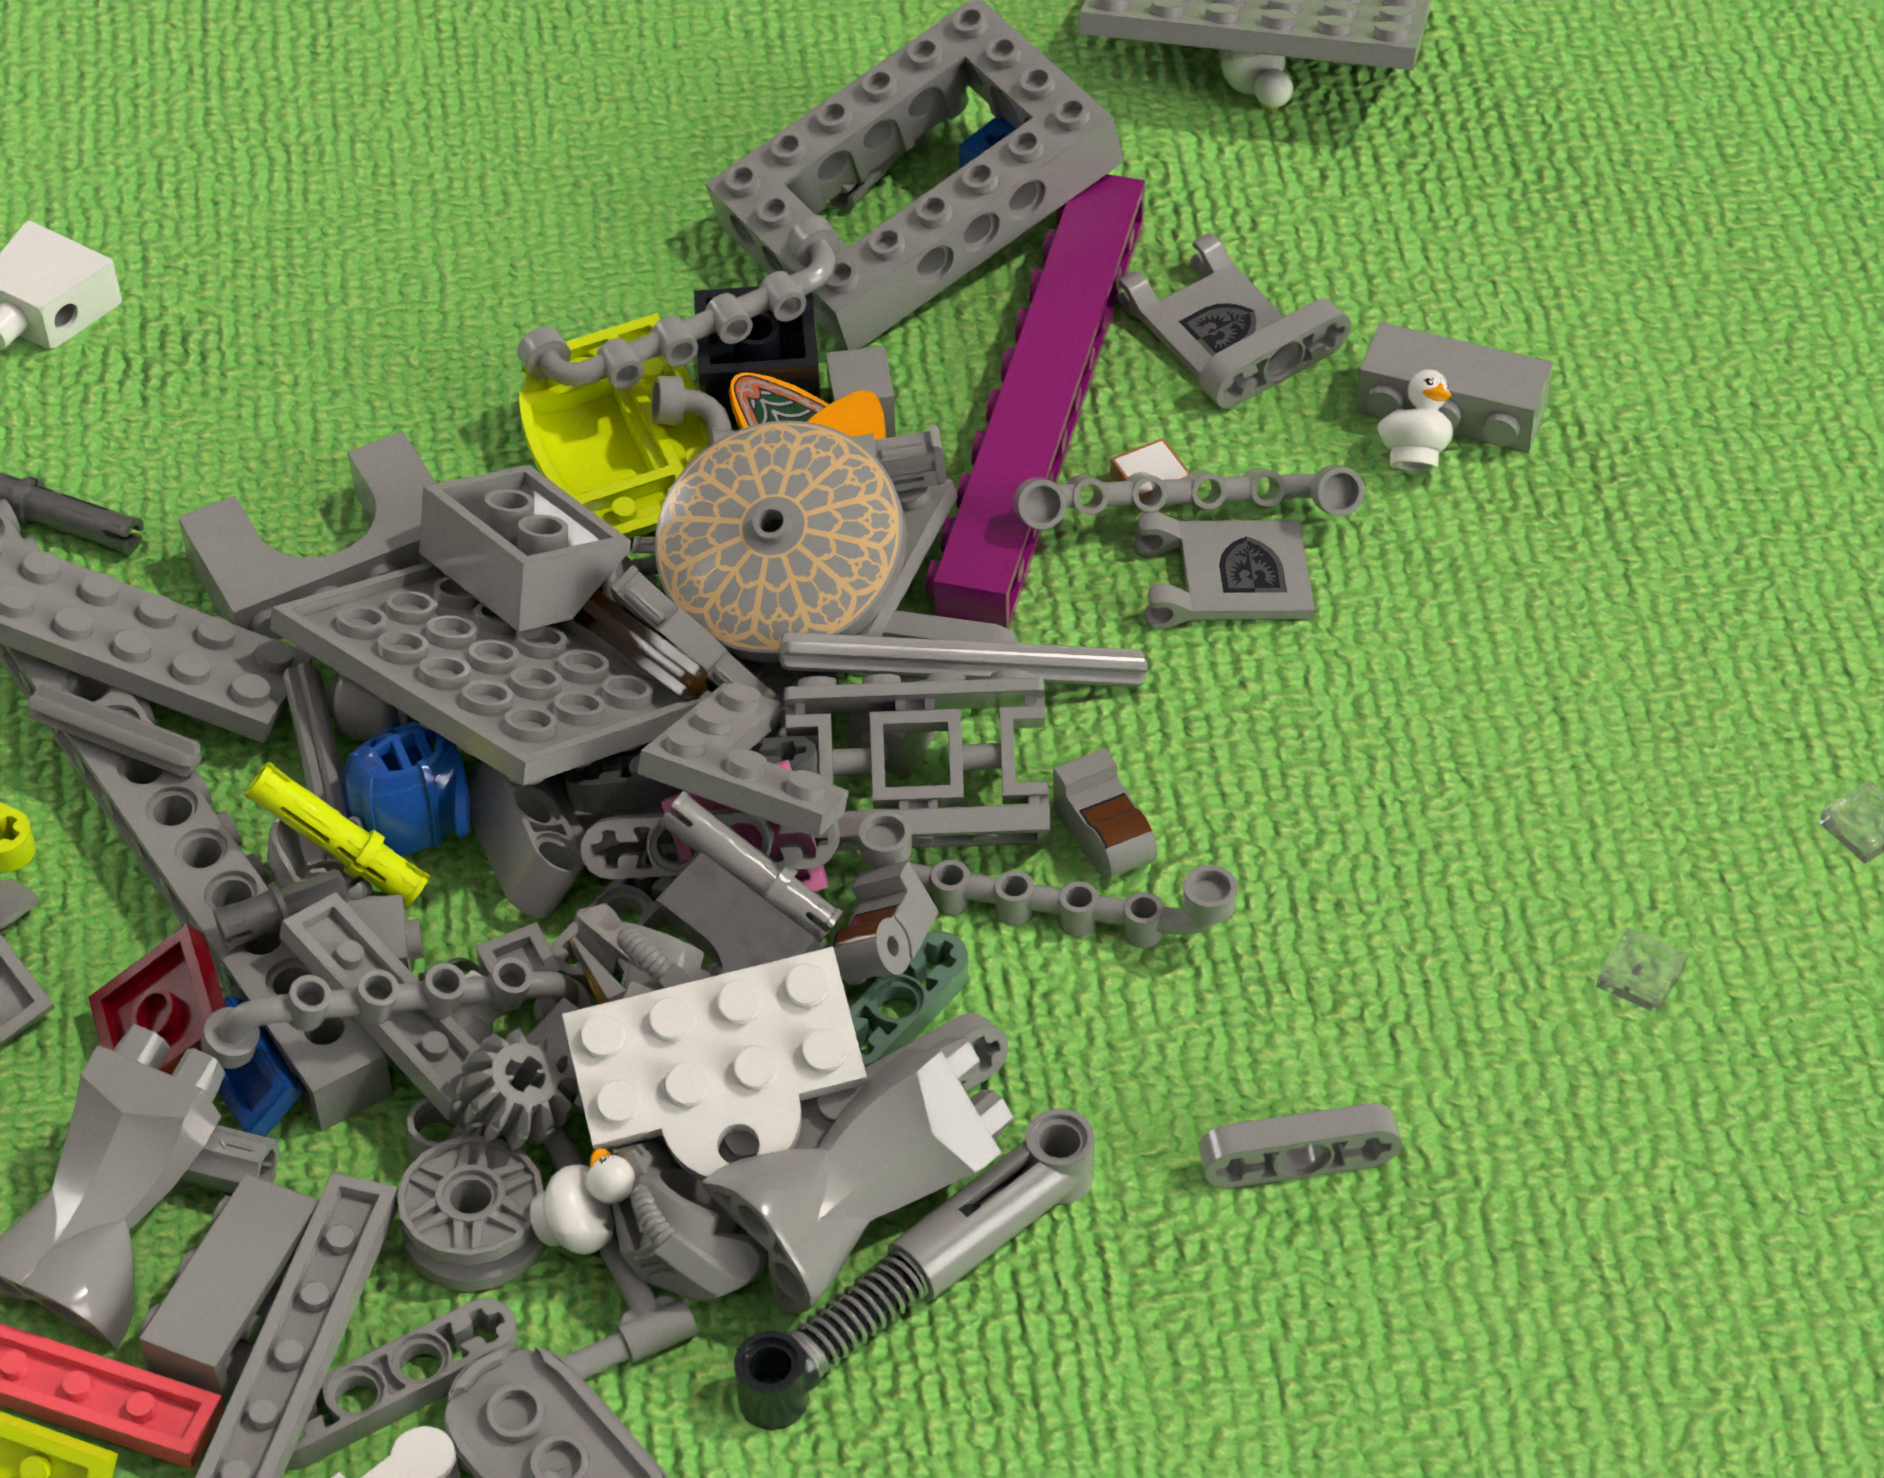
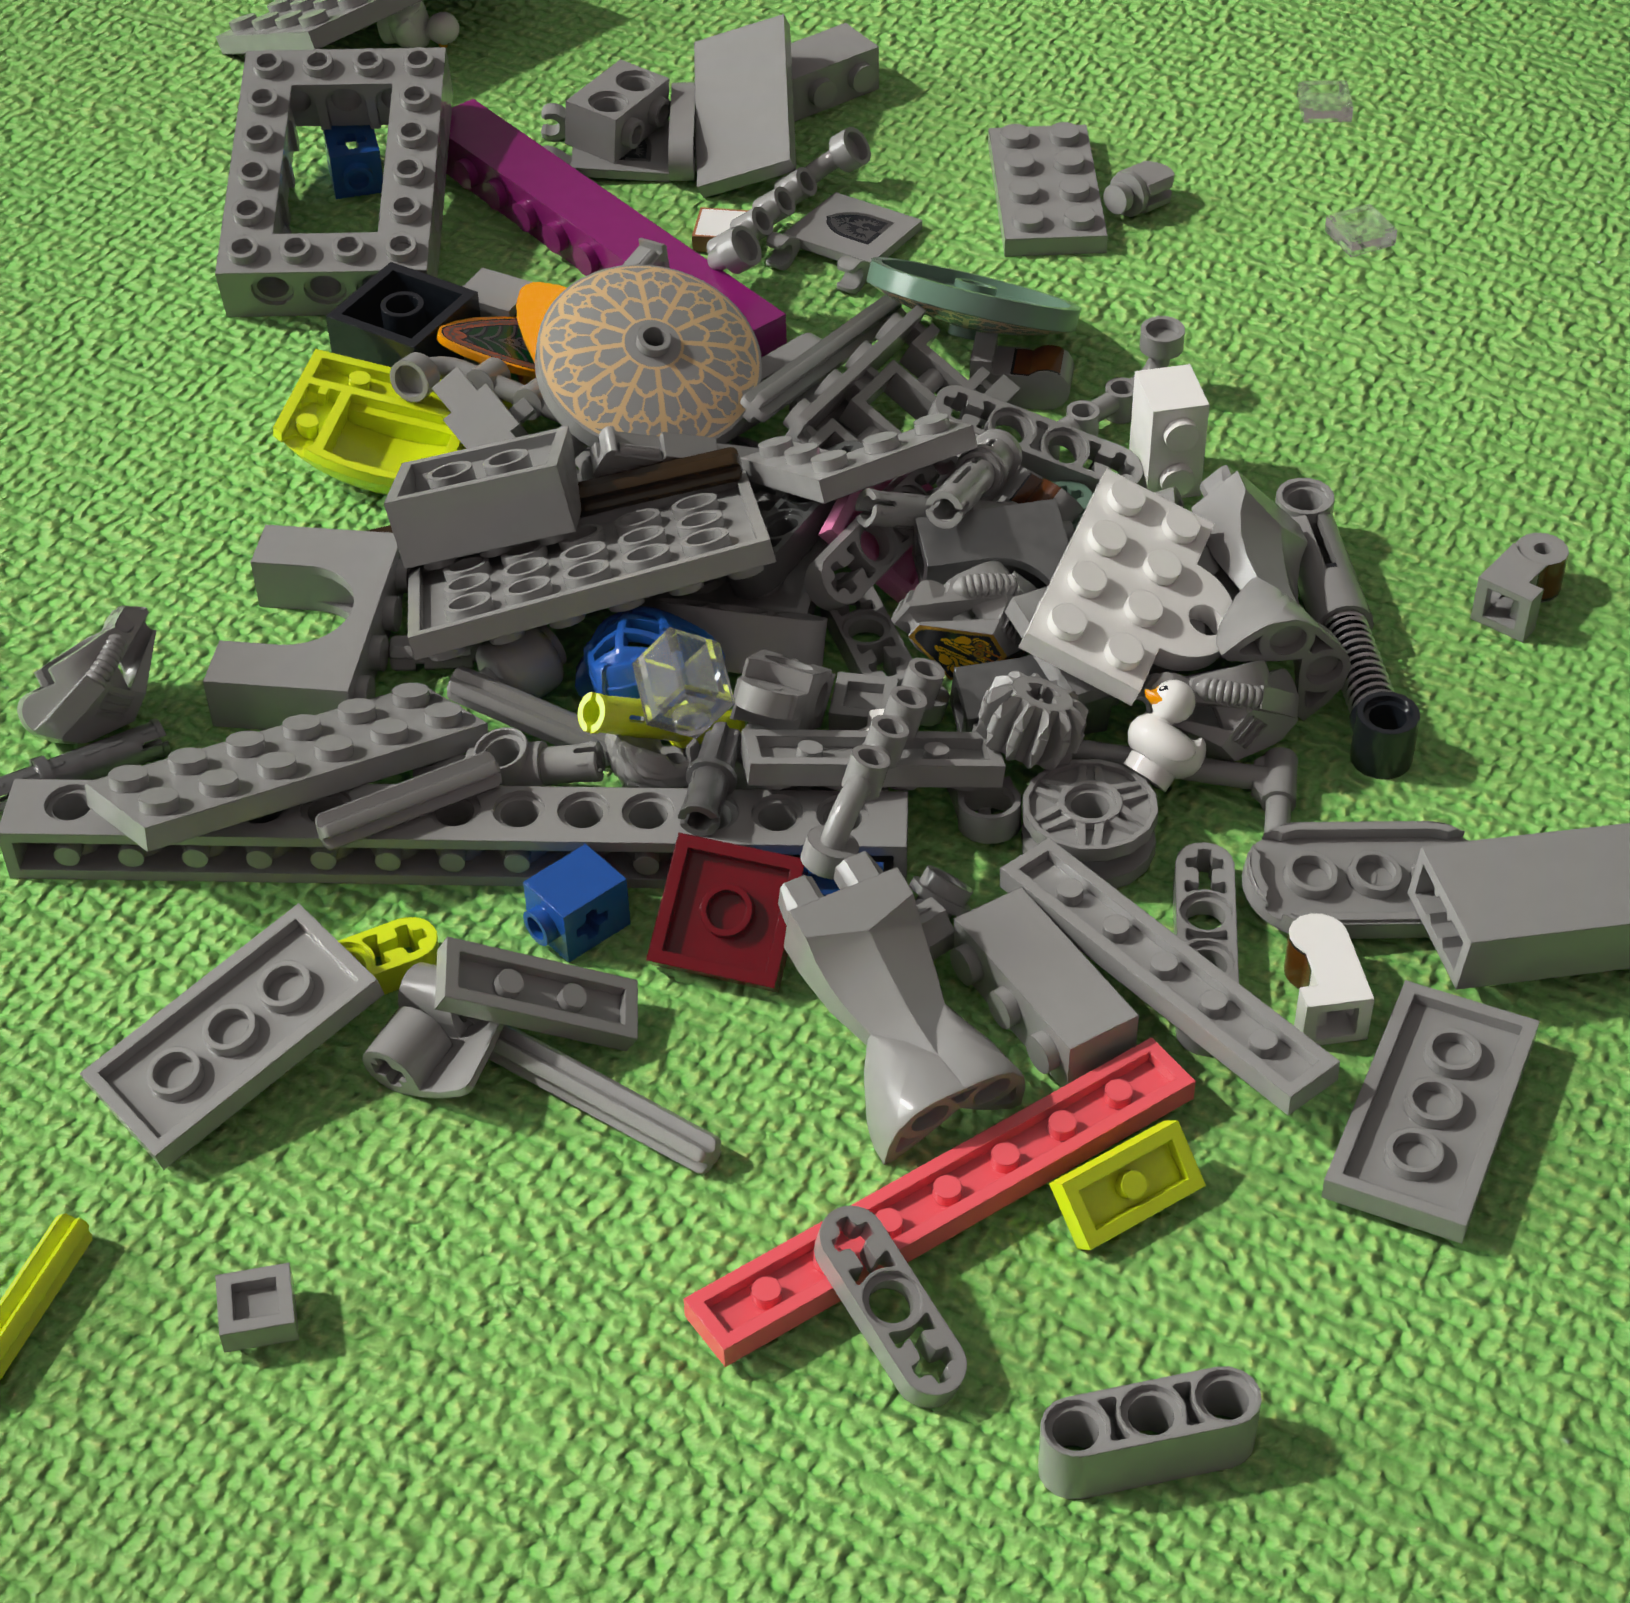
camera: 55 degrees left, 5 degrees down
(115, 911) = (576, 903): none -> blue brick
(133, 456) = (83, 687): none -> light grey helmet
(233, 763) = (534, 762): none -> light grey pin
(307, 1153) = (944, 888): none -> light grey plate
(342, 819) = (683, 683): none -> clear brick
(430, 893) = (782, 692): none -> light grey piece
(649, 476) = (479, 414): none -> light grey piece
(811, 242) = (373, 334): light grey bar -> none
(814, 862) = (976, 475): none -> light grey pin
(976, 884) = (1039, 434): none -> light grey beam
(1067, 978) = (1169, 428): none -> white brick
(1111, 1387) = (1517, 584): none -> light grey leg
(1148, 713) = (972, 301): none -> sand green dish
(1236, 286) = (617, 111): none -> light grey brick
(1325, 372) = (744, 106): none -> light grey tile
(1333, 1138) = (1386, 415): light grey beam -> none
(1422, 432) = (834, 103): white animal -> none
(1462, 677) = (1046, 190): none -> light grey plate
(1523, 749) = (1139, 189): none -> light grey arm

